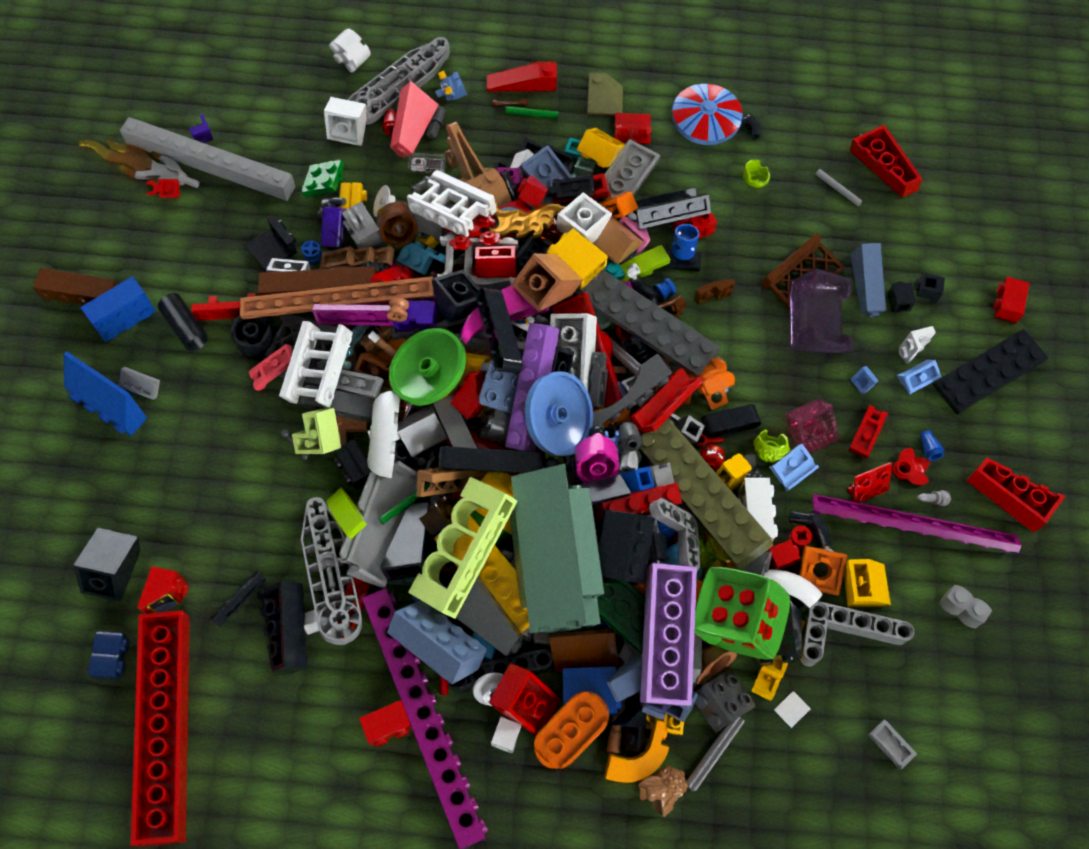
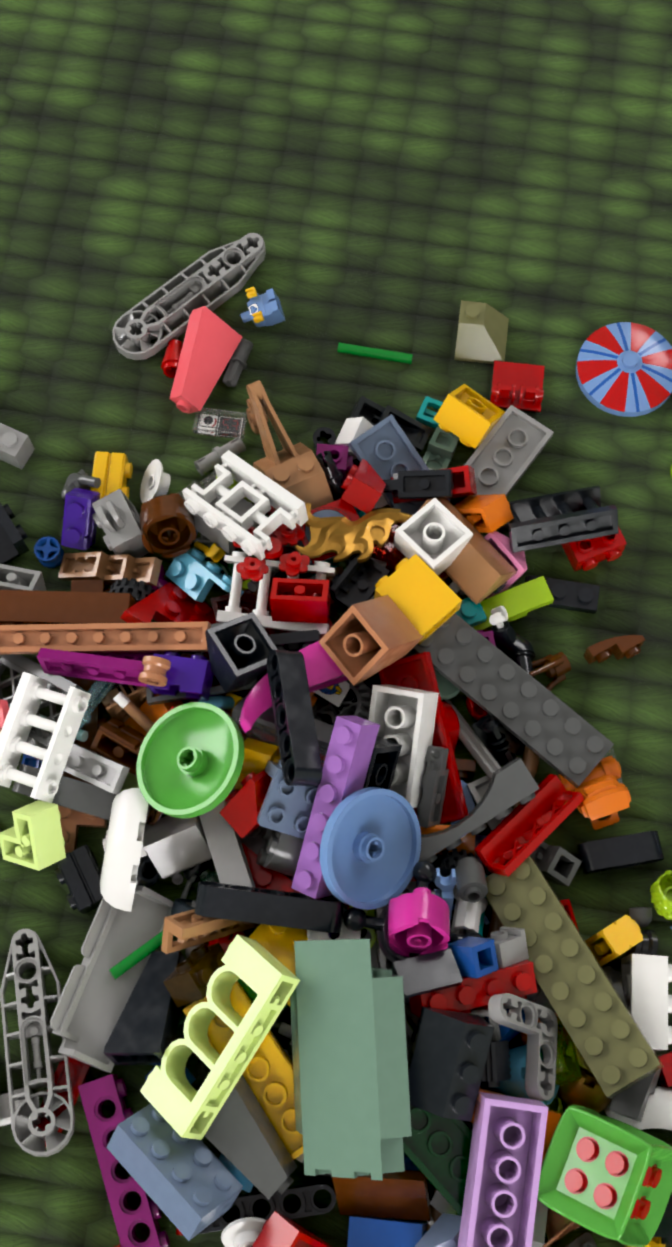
camera: 10 degrees right, 5 degrees up
(323, 178) = (72, 441): green plate -> none
(345, 121) = (109, 356): white slope -> none
(346, 513) = (63, 961): lime slope -> none
(349, 50) = (122, 244): white brick -> none
(524, 102) = (365, 336): reddish brown hinge -> none
(529, 77) = (374, 298): red wedge -> none
(665, 289) = (542, 641): blue wheel -> none
(685, 241) = (577, 574): blue wheel -> none
(708, 441) = (588, 878): red hand -> none
(713, 456) = (588, 910): red head -> none

